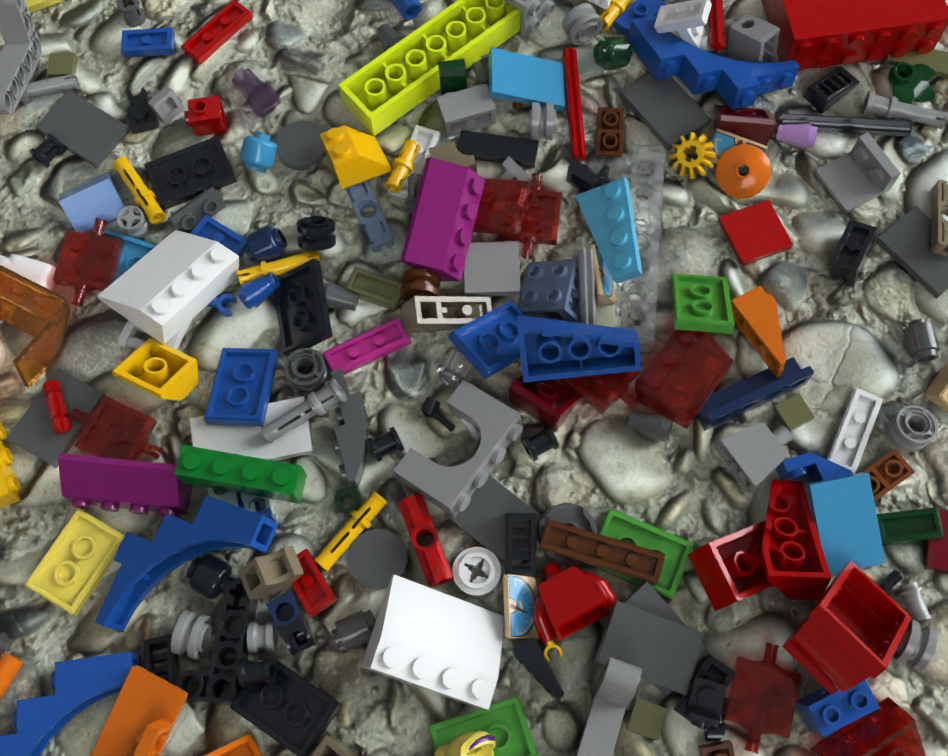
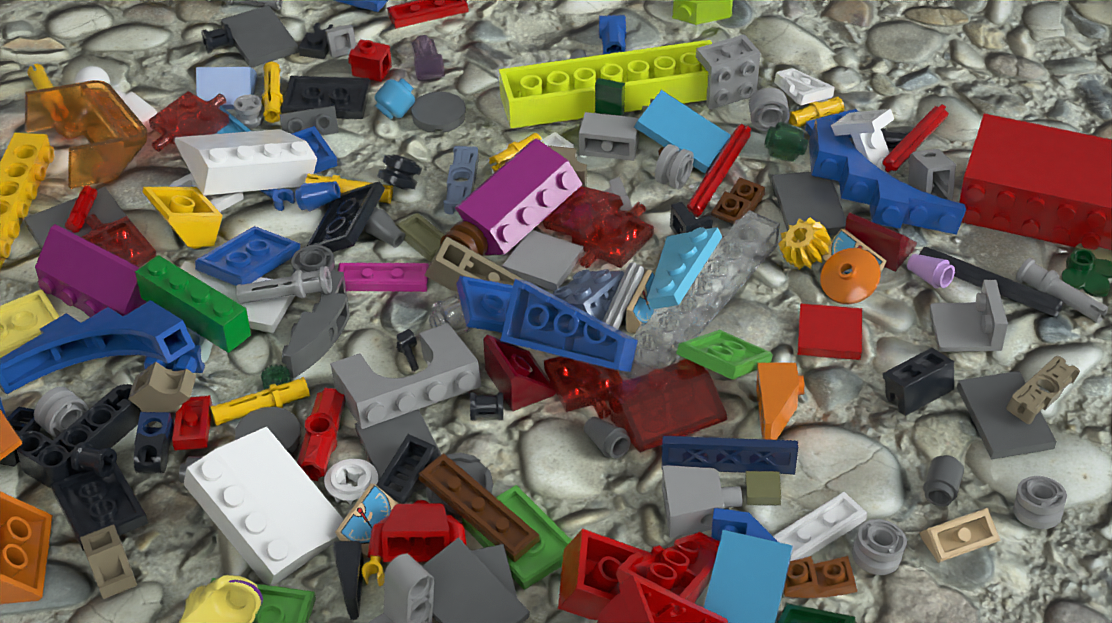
camera: 25 degrees right, 25 degrees down
(209, 576) = (107, 374): black head -> none
(262, 637) = (120, 441): light grey wheel -> none
(266, 244) = (350, 164): dark blue head -> none
(353, 155) = (476, 128): yellow slope -> none
(385, 444) = (340, 348): black bush -> none
(498, 148) = (637, 185): black tile -> none
(821, 100) = (988, 248): black slope -> none

